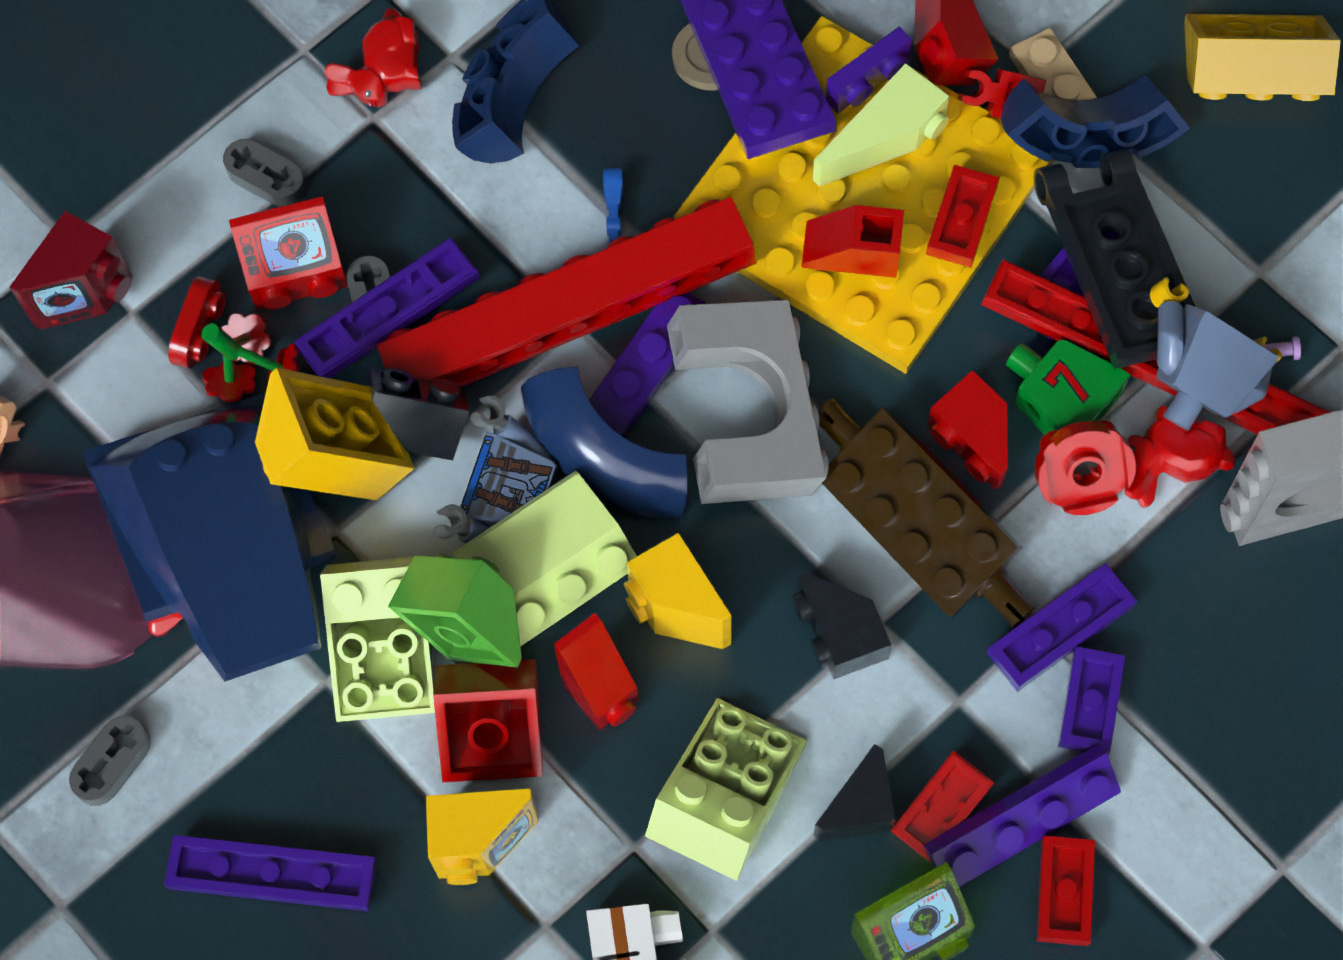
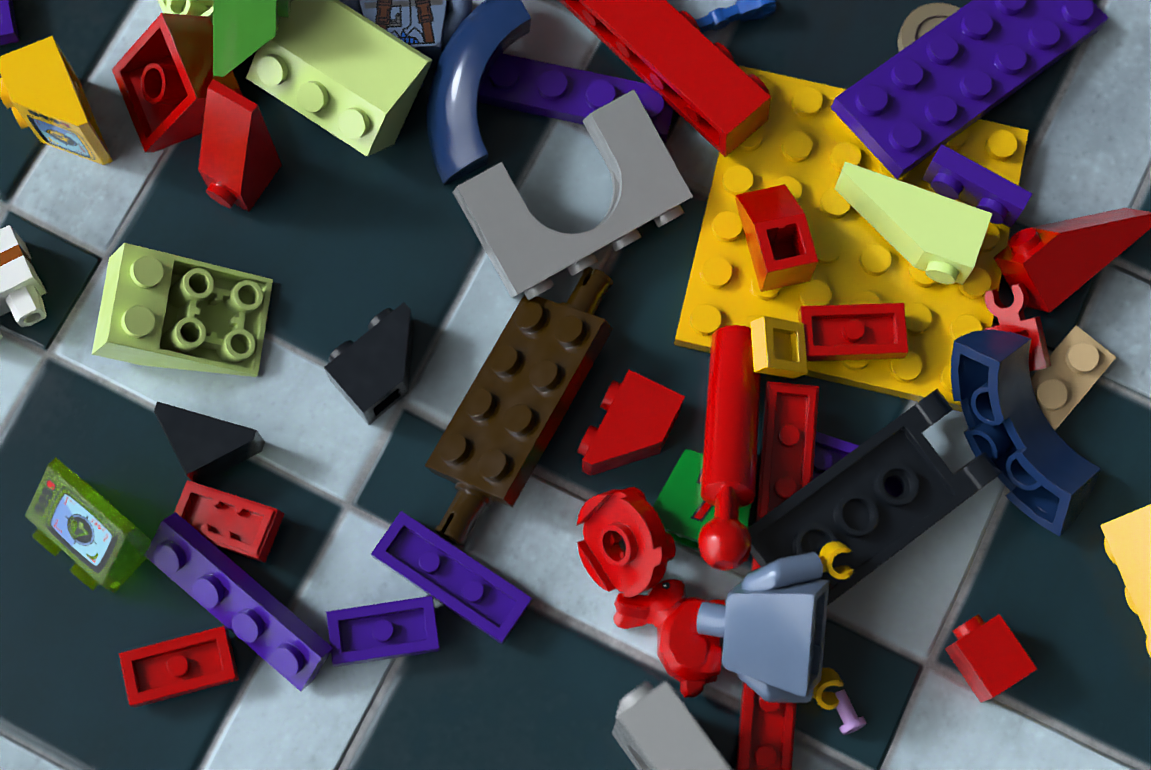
camera: 65 degrees right, 5 degrees up
(676, 596) = (346, 196): yellow slope -> none
(960, 275) = (778, 347): none -> yellow plate
(1032, 343) = (729, 446): none -> red piece
(1274, 219) = (989, 656): none -> red brick

